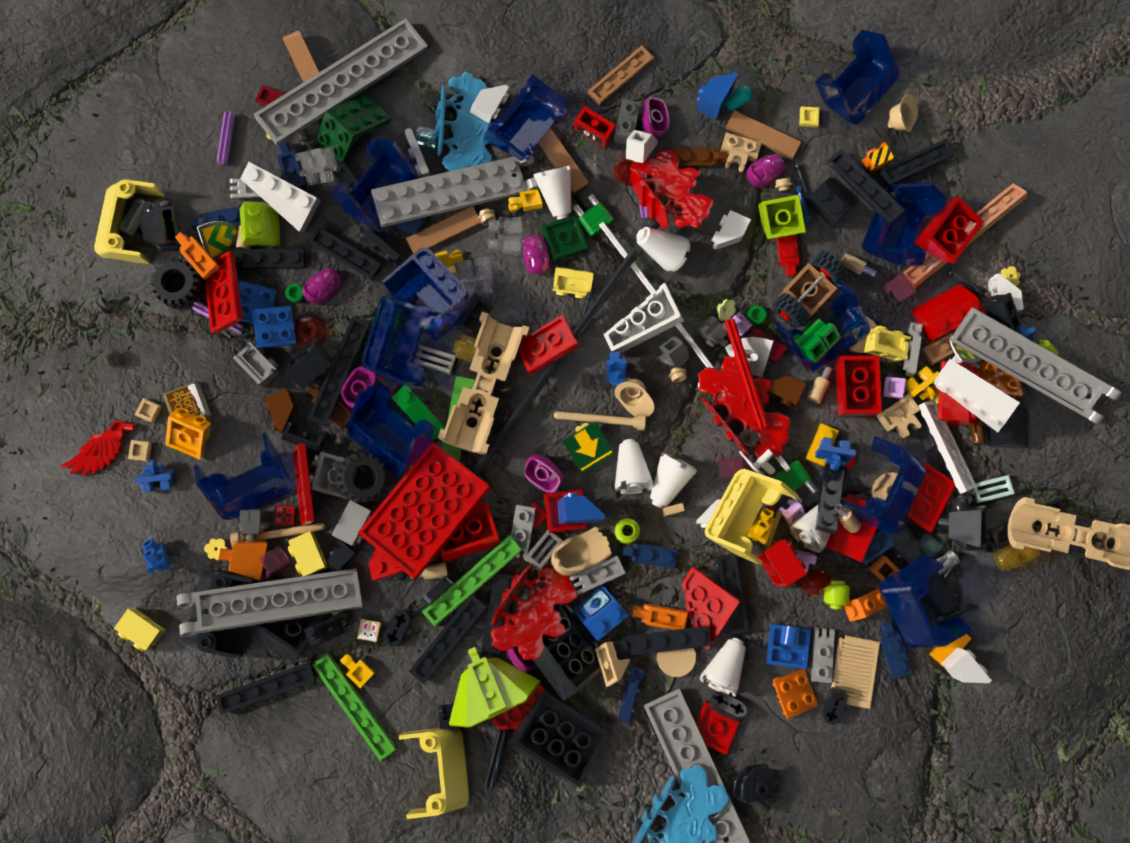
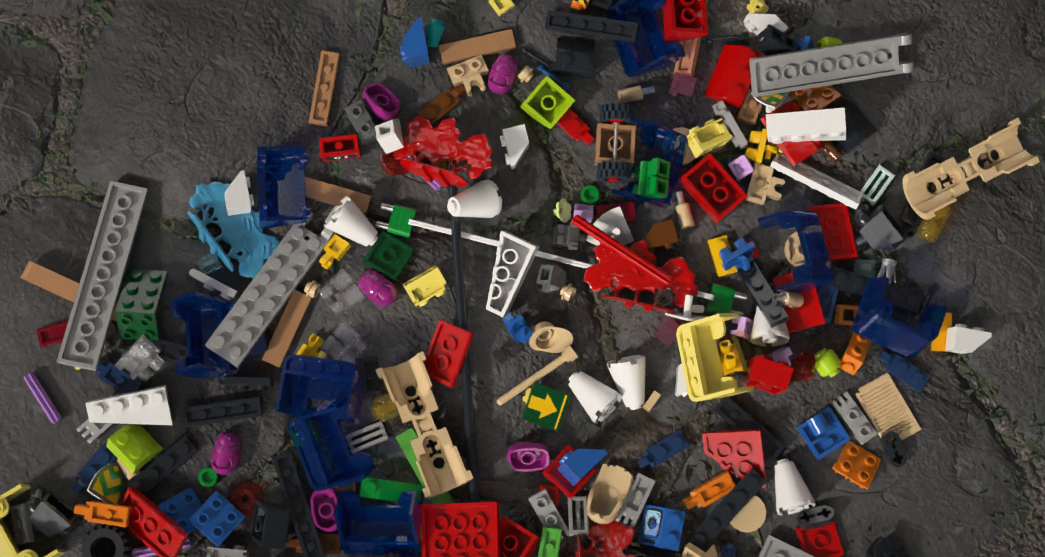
camera: 45 degrees left, 0 degrees up
(629, 524) = (635, 442): lime head -> none

